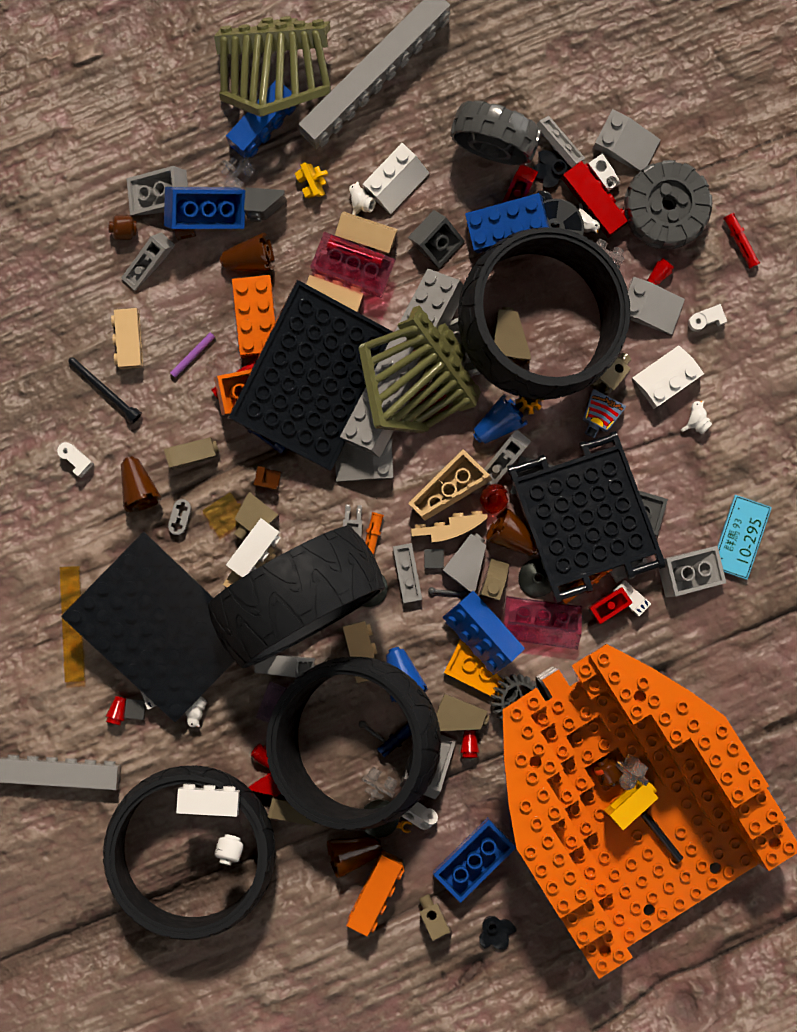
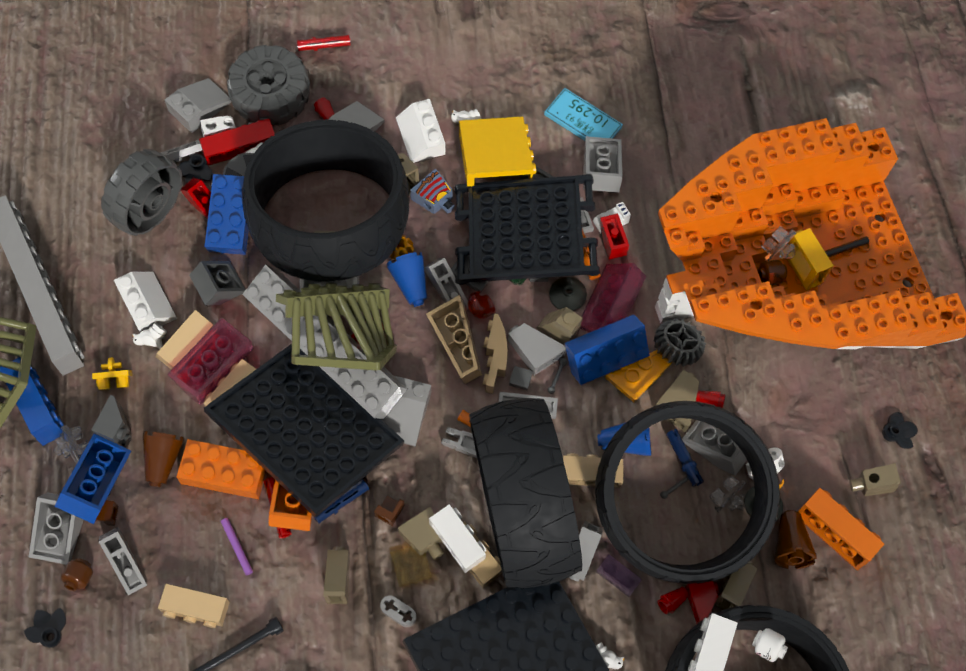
camera: 75 degrees left, 20 degrees down
(74, 219) = (44, 626): none -> black plate
(137, 486) = (351, 643): reddish brown cone -> none
(474, 859) = (825, 426): blue brick -> none
(511, 533) = (519, 299): reddish brown cone -> none
(669, 459) = (495, 148): none -> yellow panel
(706, 317) = (380, 92): white leg -> none

